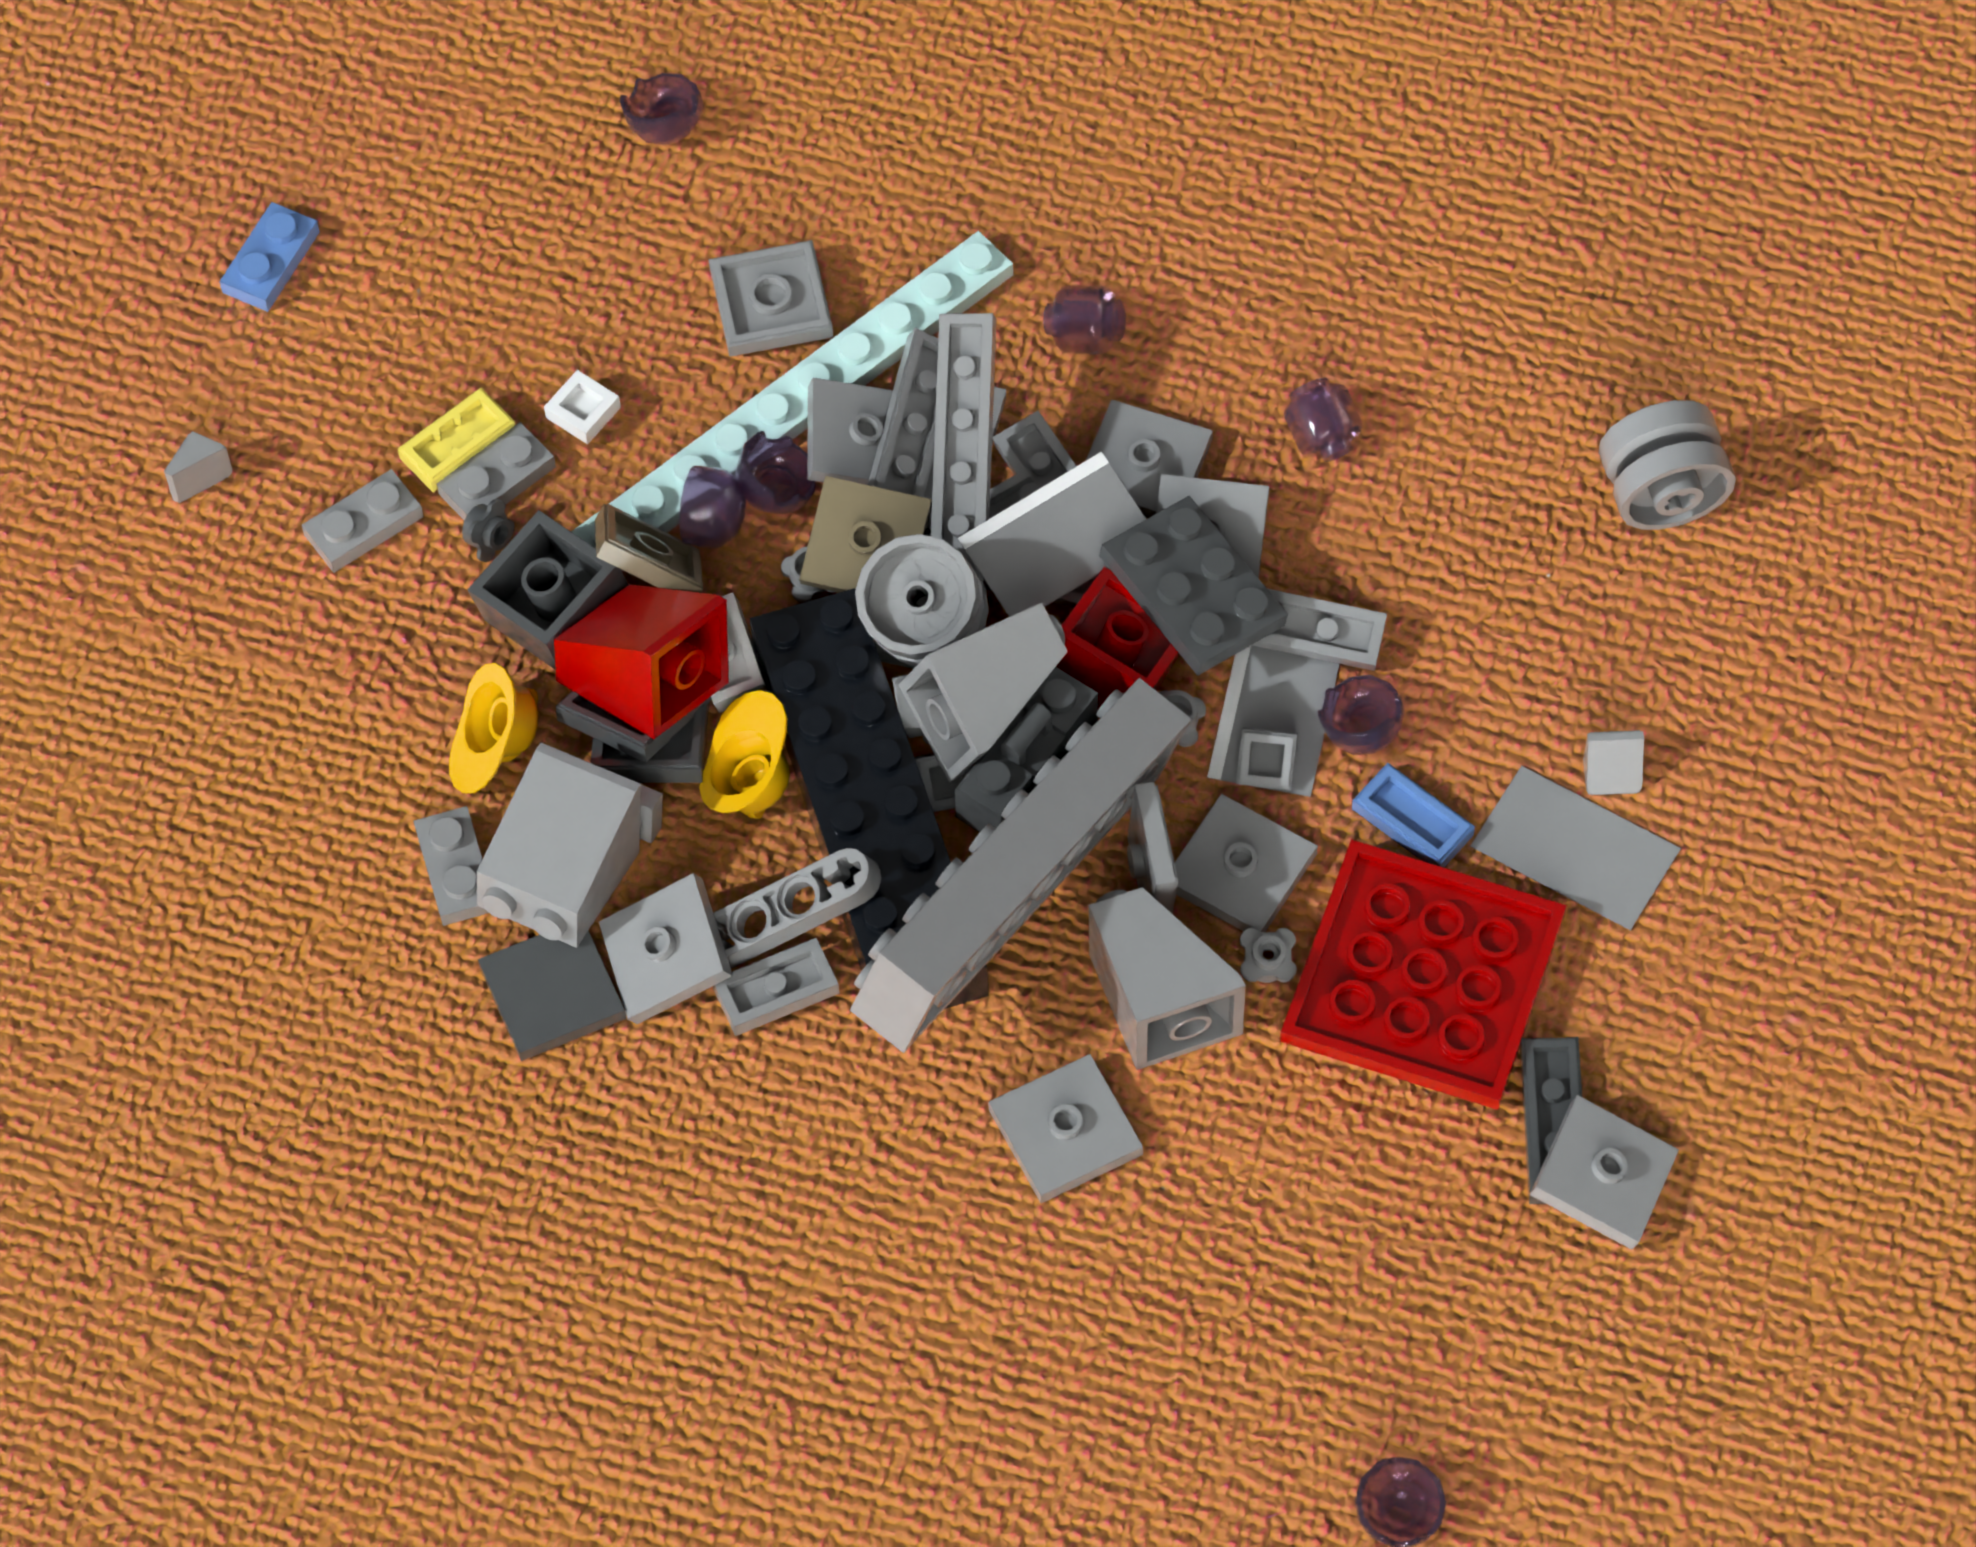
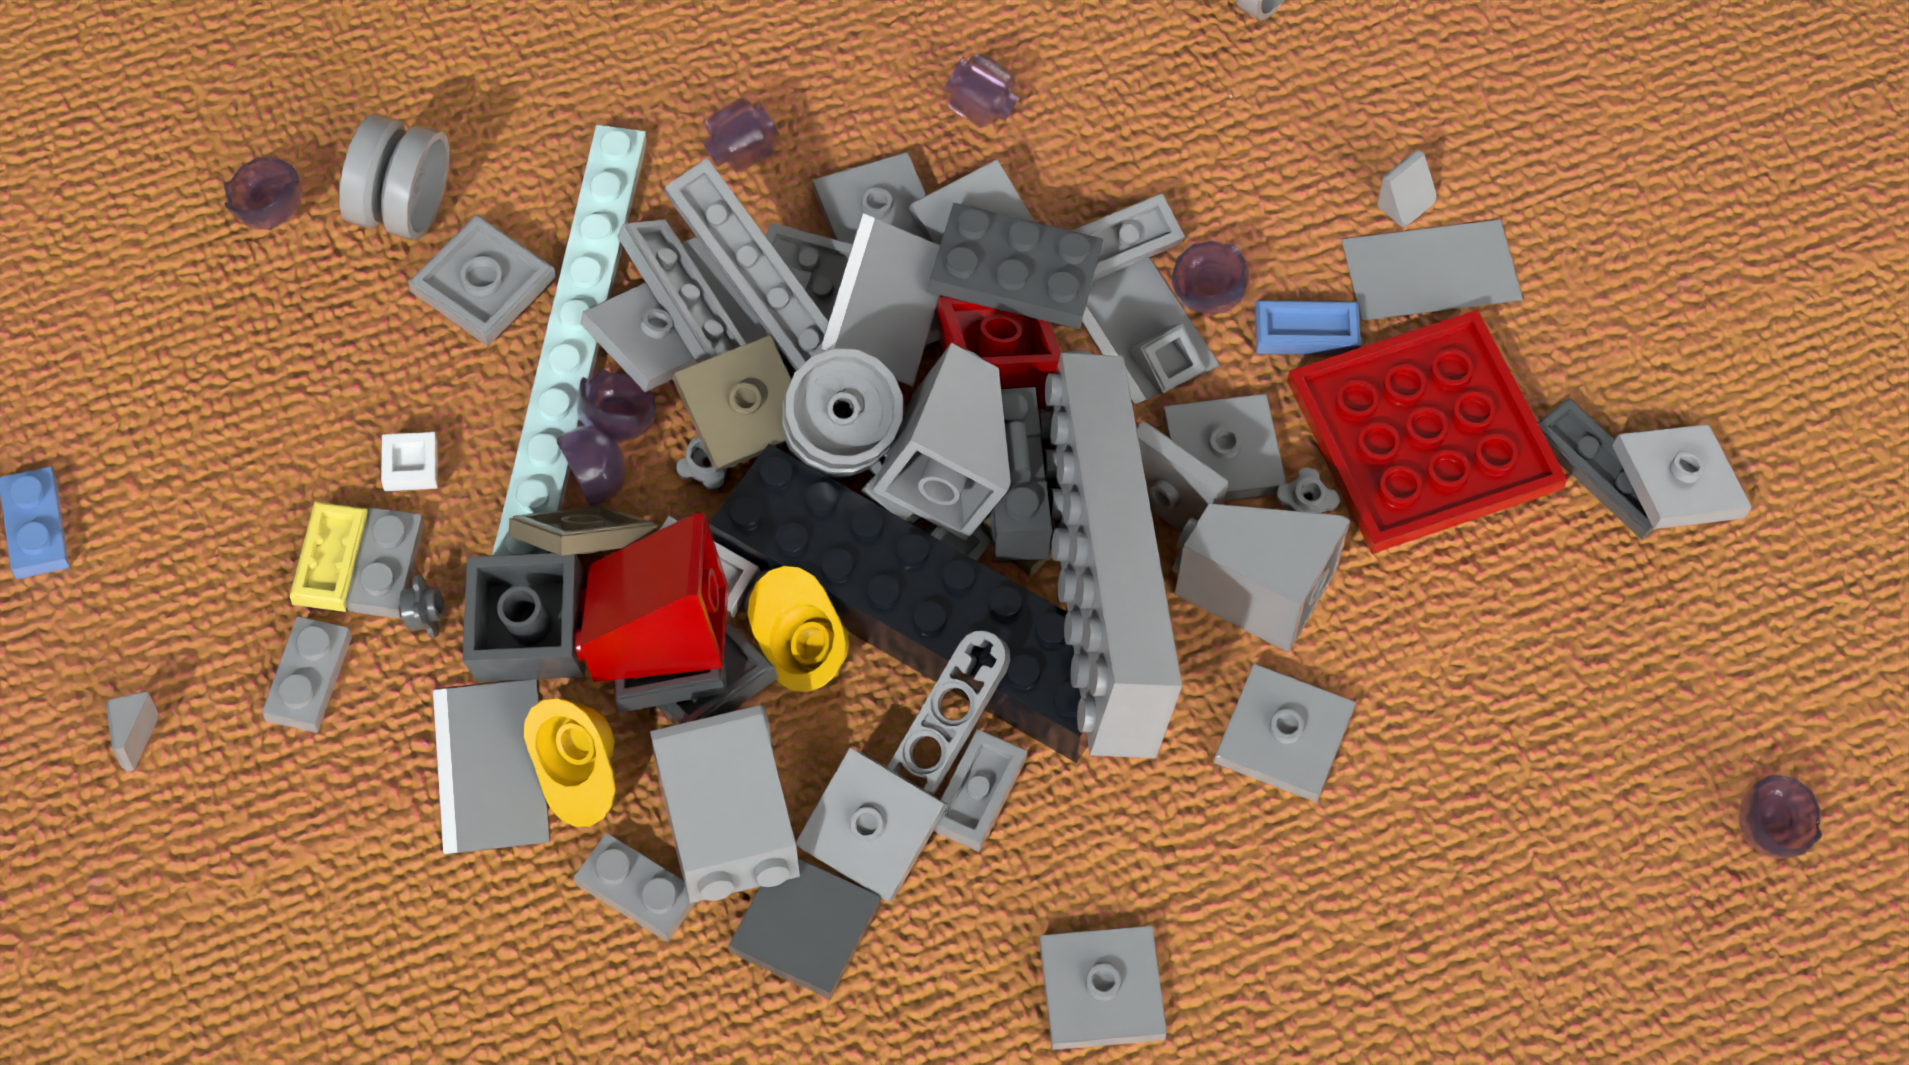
camera: 45 degrees left, 0 degrees up
(423, 696) = (485, 769): none -> light grey sticker
(729, 1210) = (1102, 988): none -> light grey plate
(765, 163) = (394, 176): none -> light grey wheel

